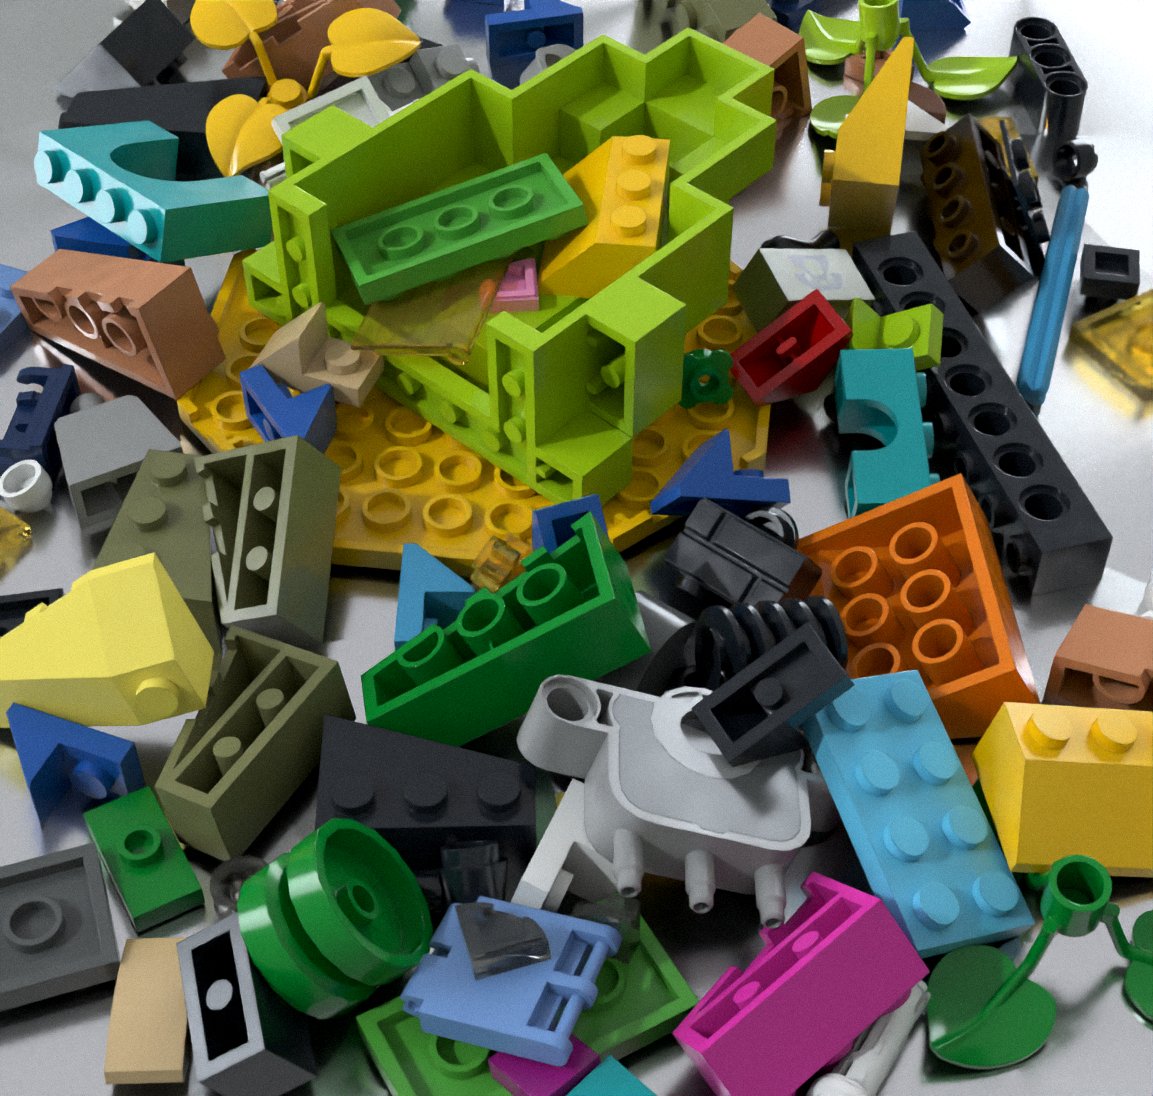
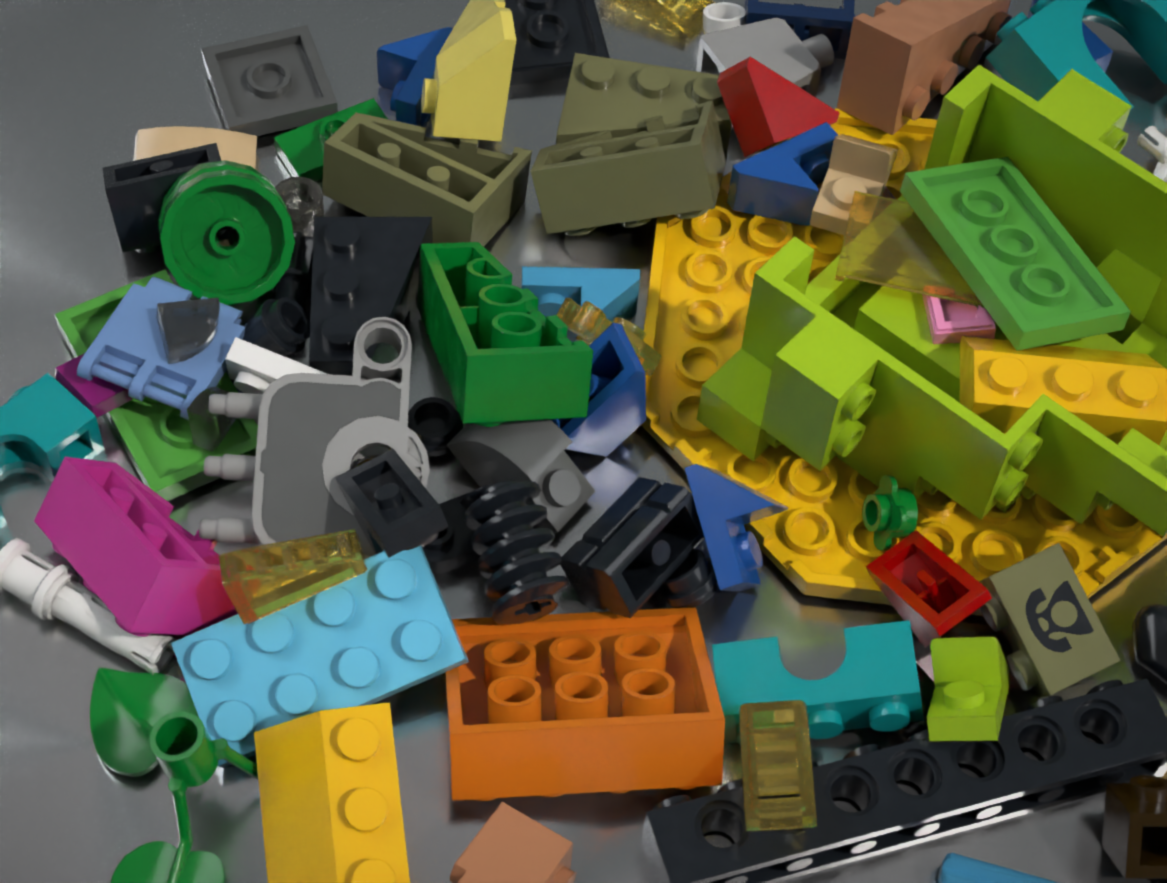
camera: 85 degrees right, 10 degrees up
(213, 416) = (768, 106): none -> red slope
(871, 852) = (289, 571): none -> clear yellow slope
(992, 433) = (777, 763): none -> clear yellow slope

